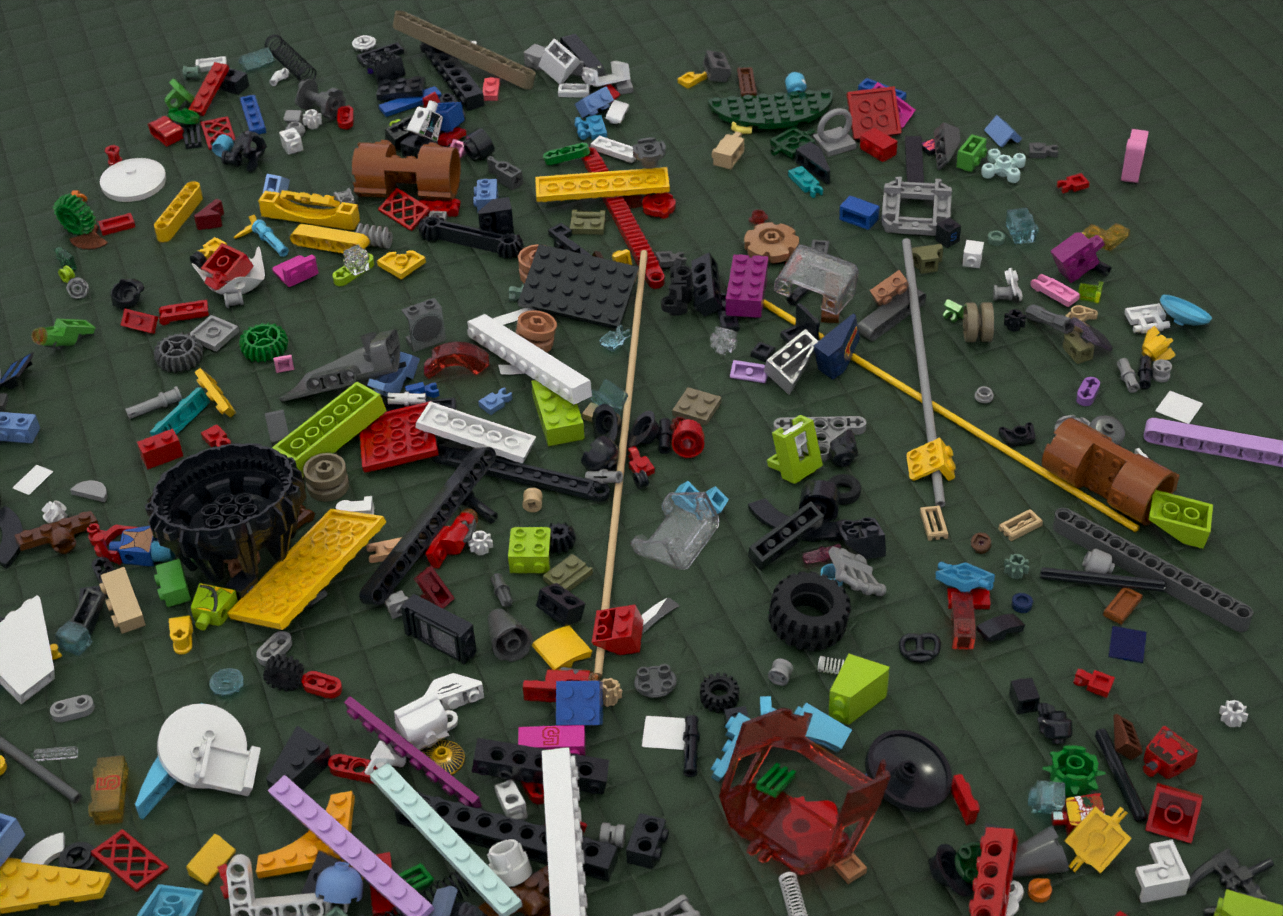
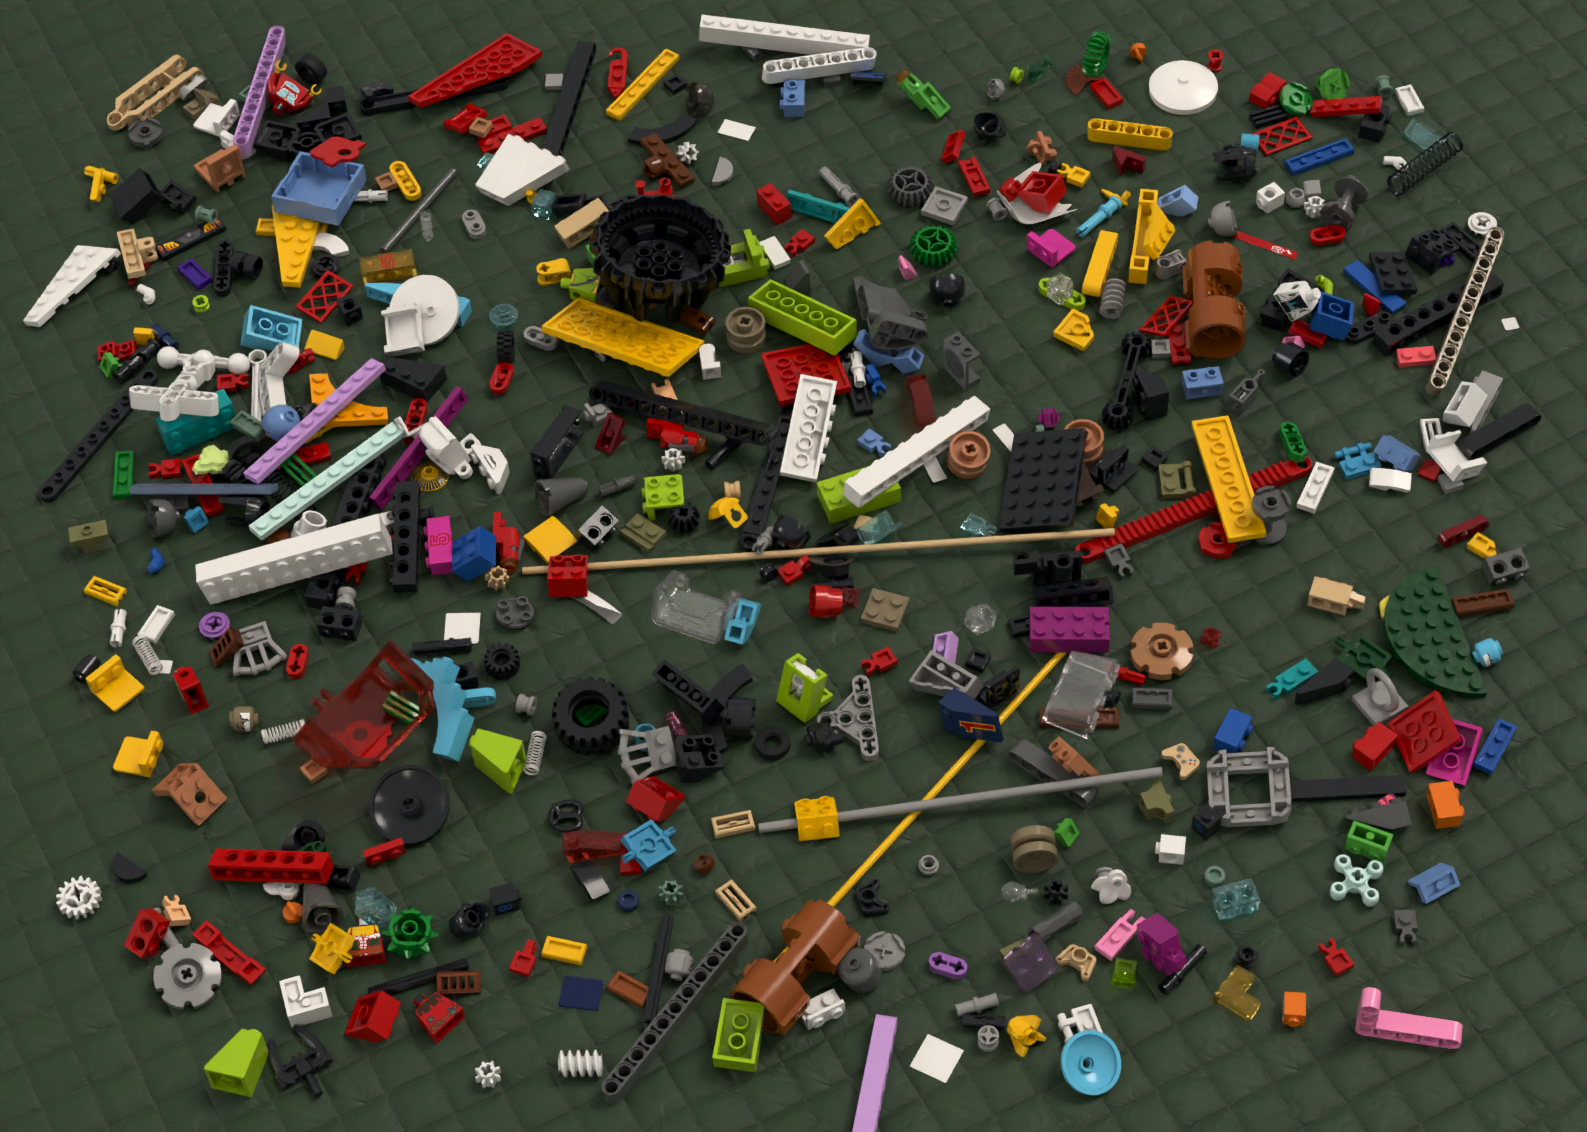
camera: 85 degrees right, 10 degrees up
(164, 830) = (349, 309): none -> black brick
(169, 265) = (1041, 148): none -> nougat hips
(309, 163) = (1223, 219): none -> light grey cylinder
(327, 334) = (947, 289): none -> black cylinder
(335, 156) = (1266, 245): none -> red sticker
(501, 284) = (1048, 417): none -> magenta gear
(560, 502) = (723, 507): none -> yellow piece
(676, 83) = (1463, 531): none -> dark red beam
(692, 887) = (301, 661): none -> red beam
(758, 409) = (881, 660): none -> red plate
(882, 241) = (1184, 759): none -> tan piece
(907, 573) = (654, 798): none -> red slope
(935, 114) = (1444, 804): none -> orange brick
(1012, 346) = (1014, 891): none -> clear piece
(1072, 226) = (1247, 951): none -> black plate
(1080, 653) = (564, 950): none -> yellow tile
(1122, 206) = (1294, 1008): none -> orange brick
(1215, 640) = (580, 1063): none -> white piece

